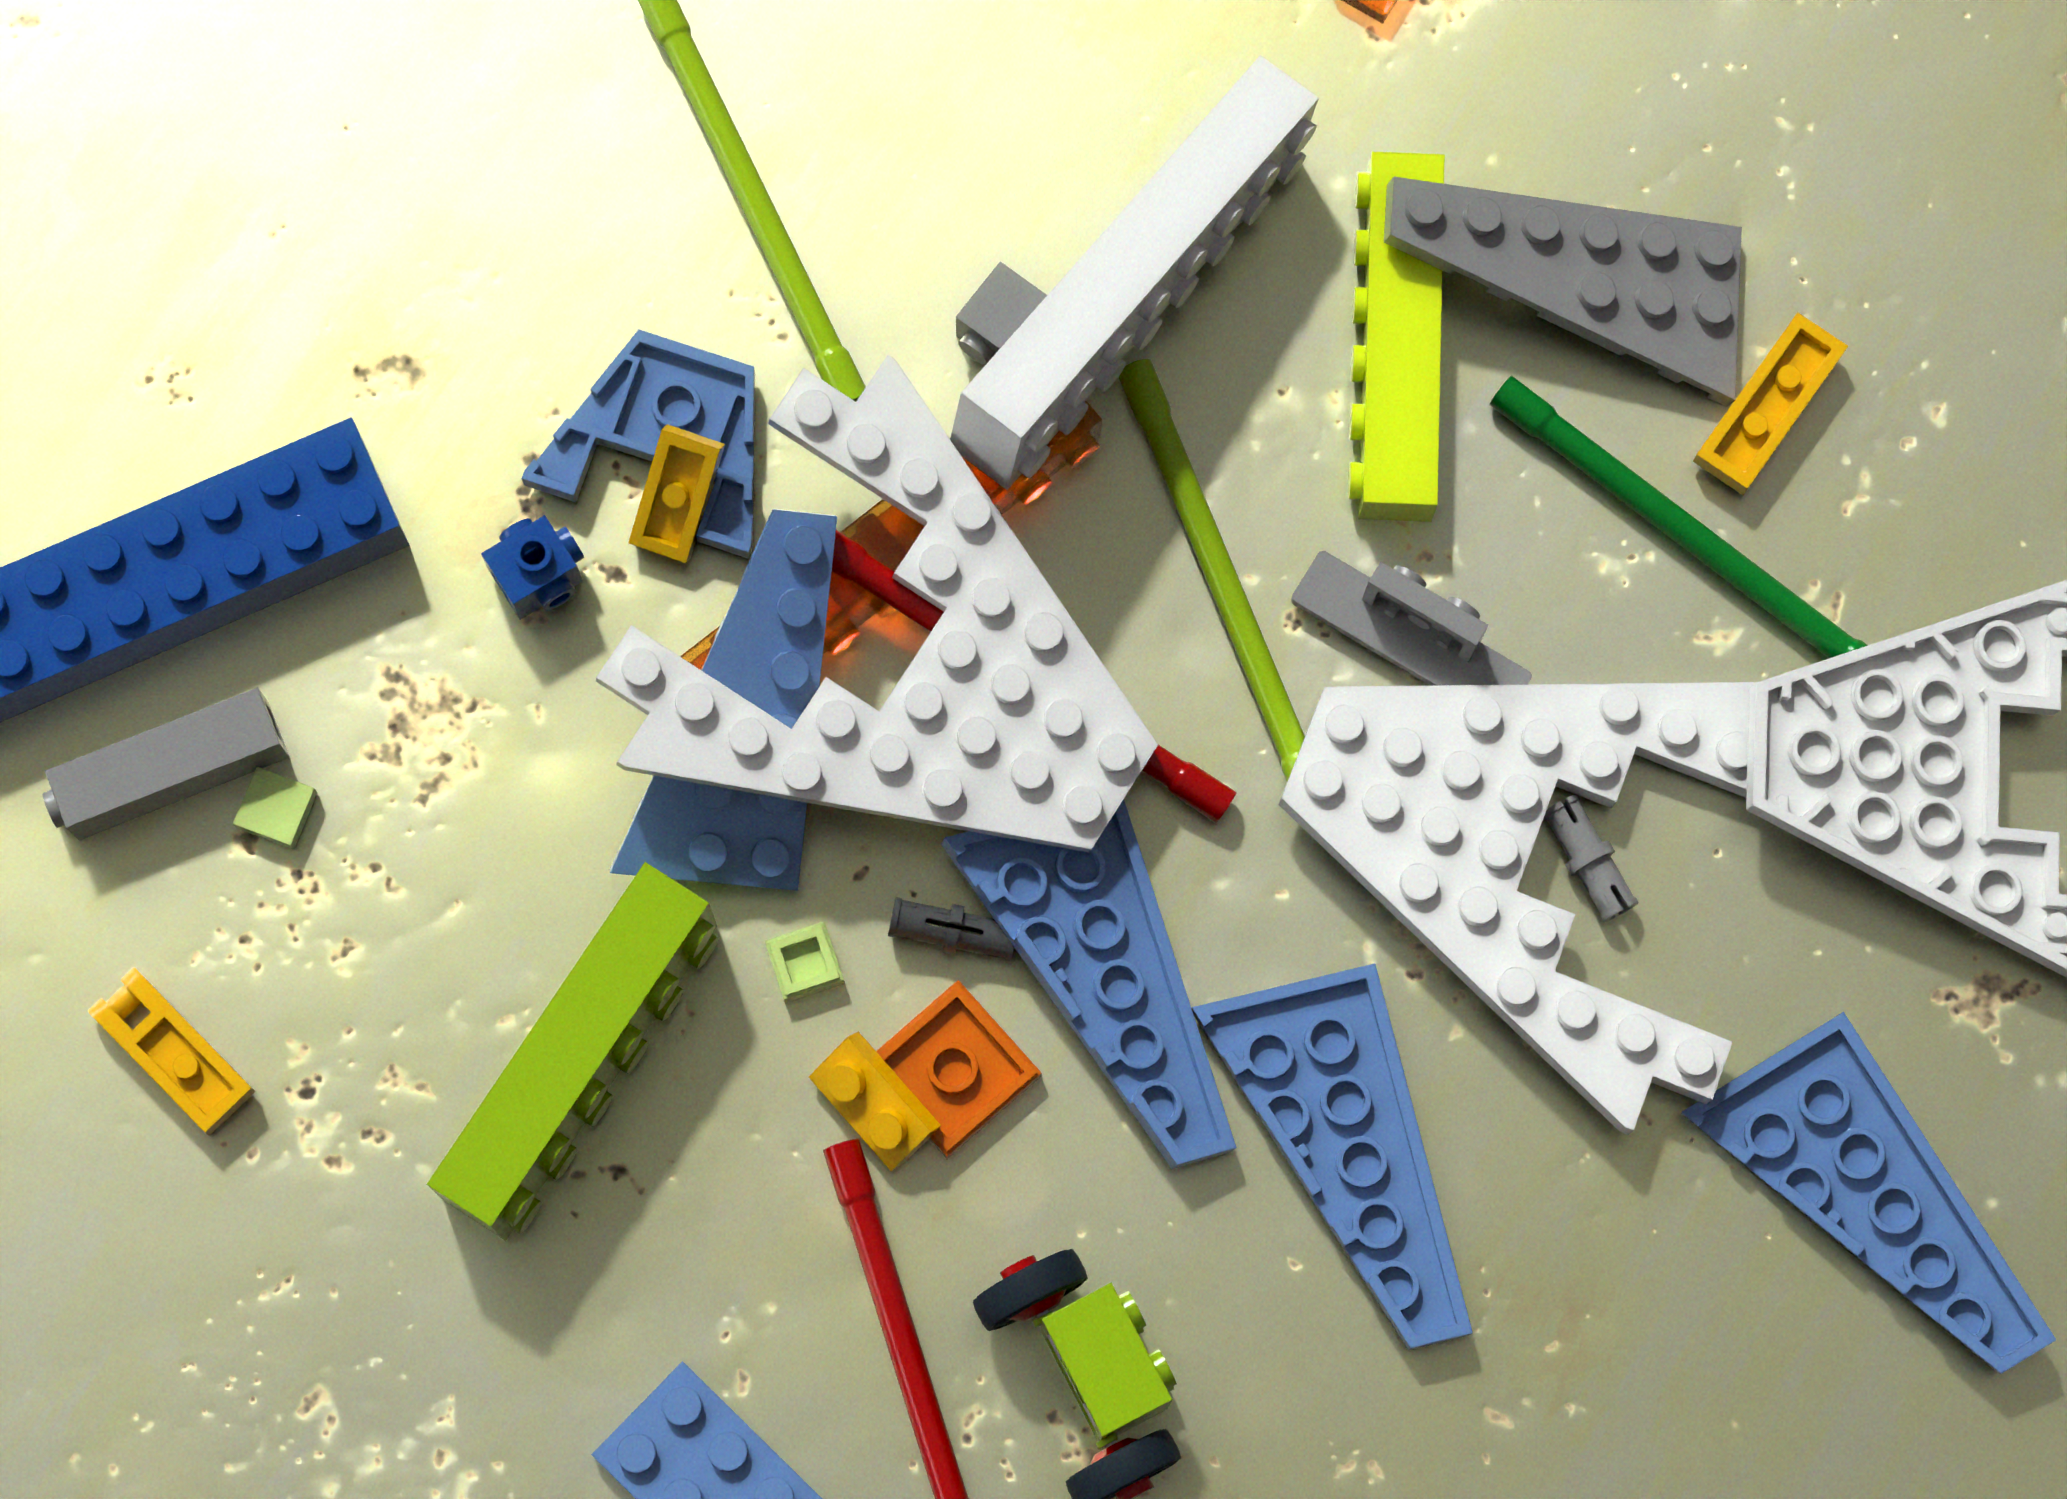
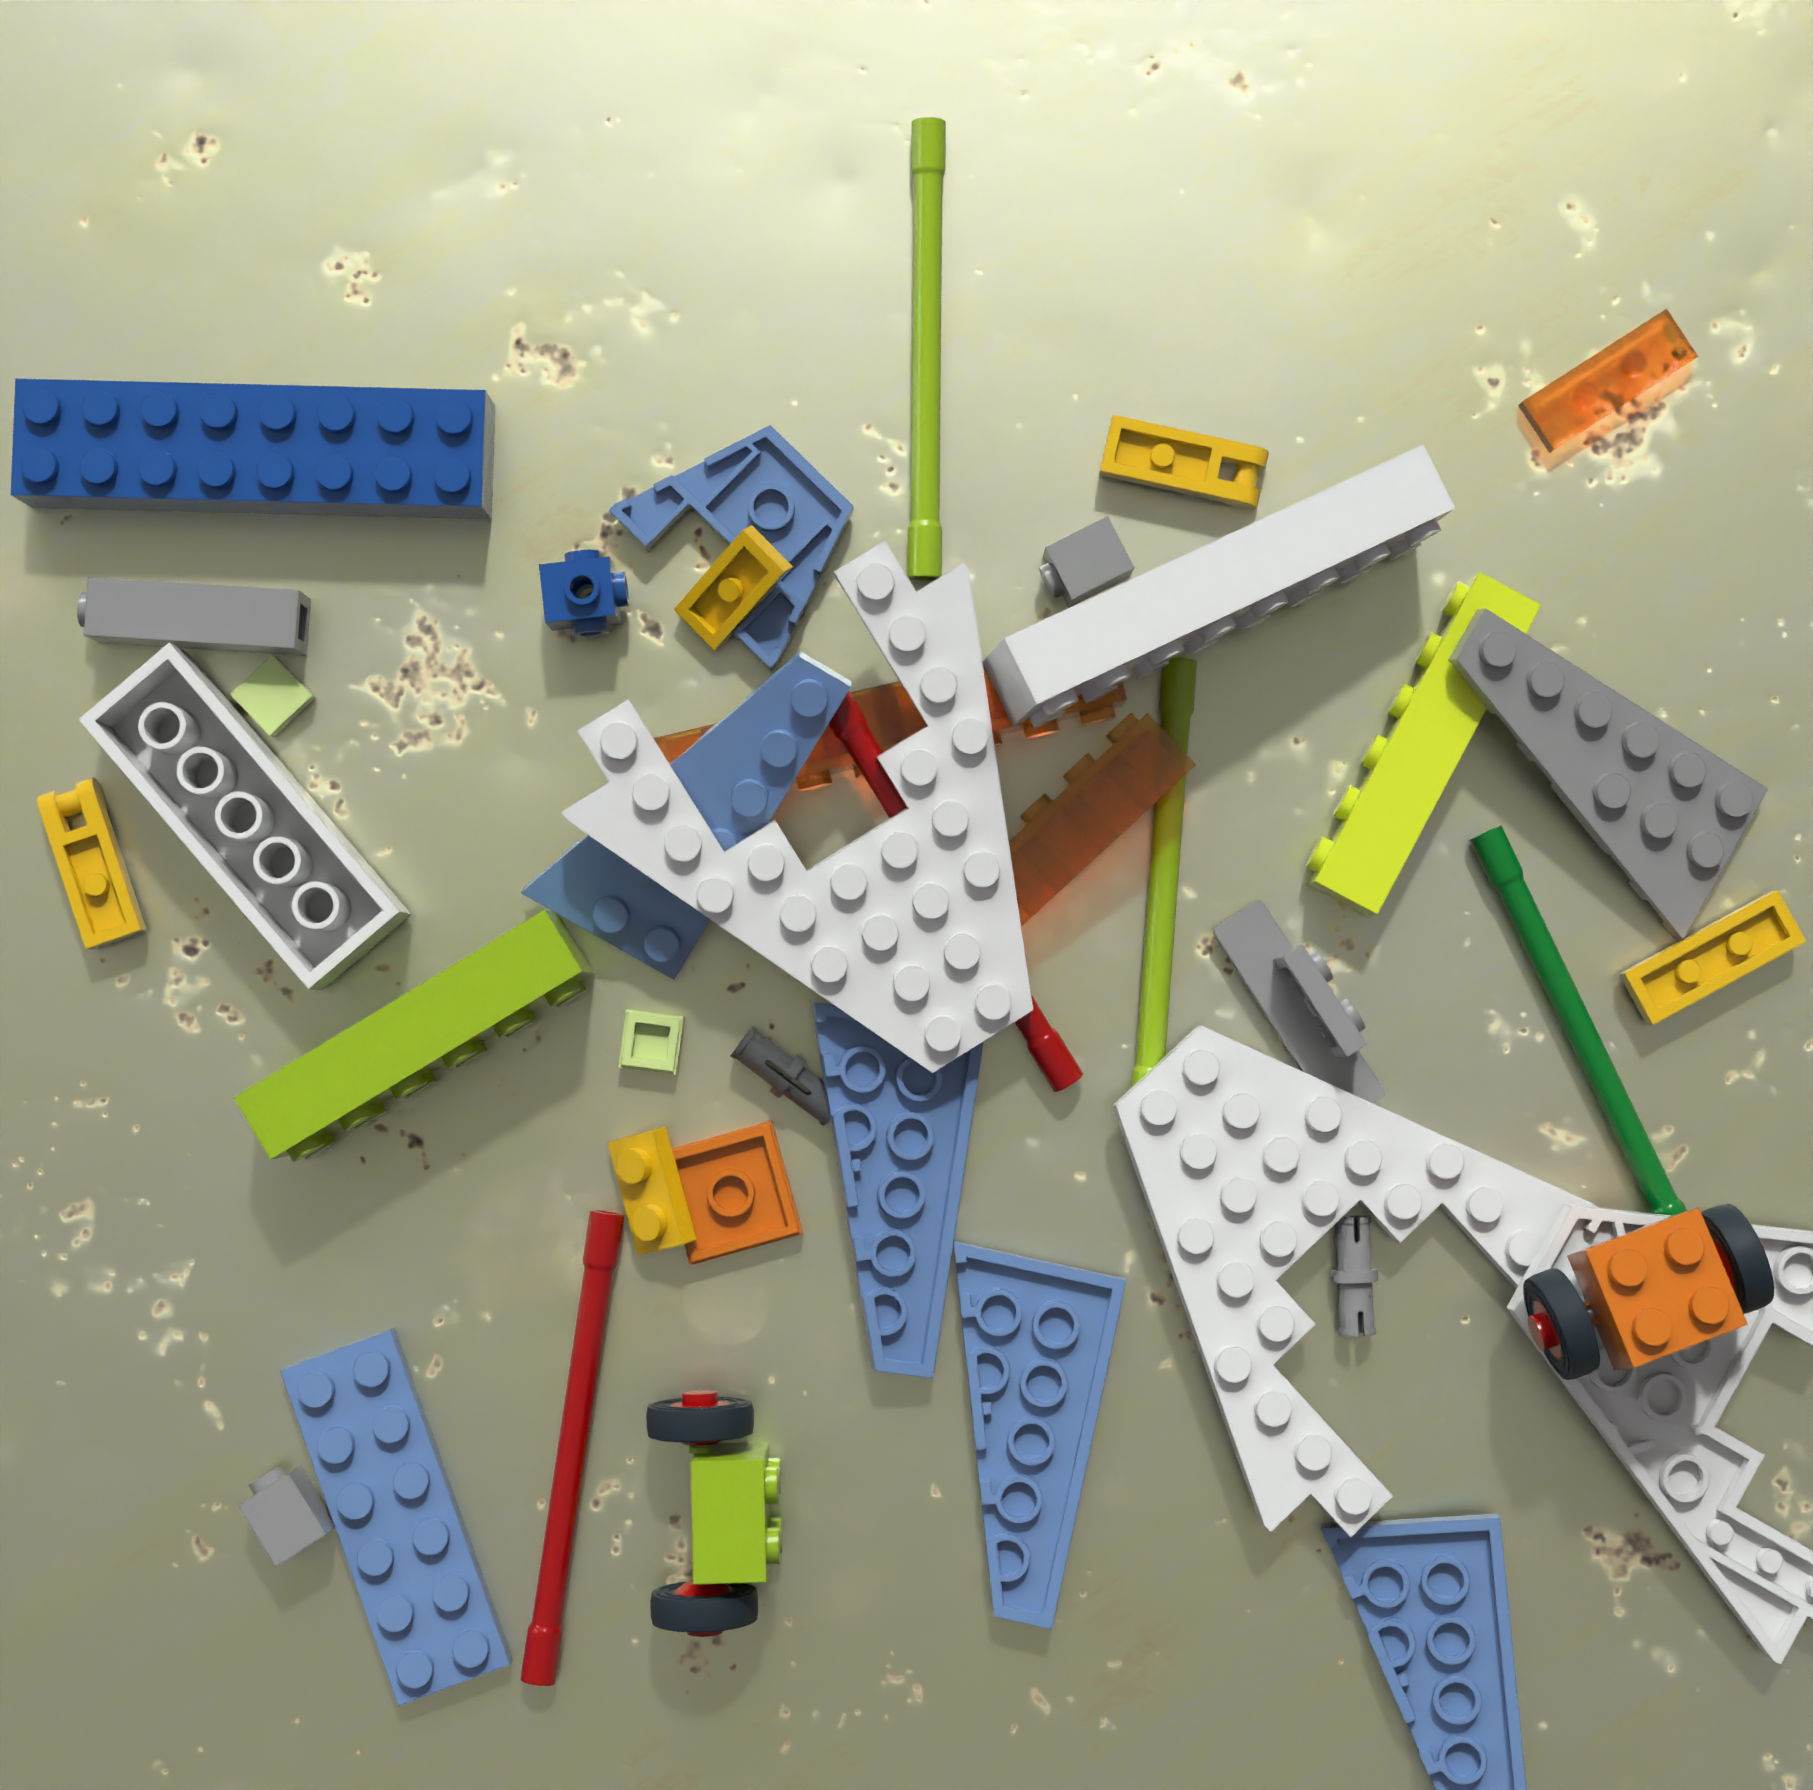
camera: 25 degrees right, 10 degrees up
(306, 928) = (245, 817): none -> white brick
(1045, 185) = (1182, 461): none -> yellow plate
(1123, 532) = (1094, 809): none -> clear orange brick
(1863, 714) = (1650, 1291): none -> orange brick

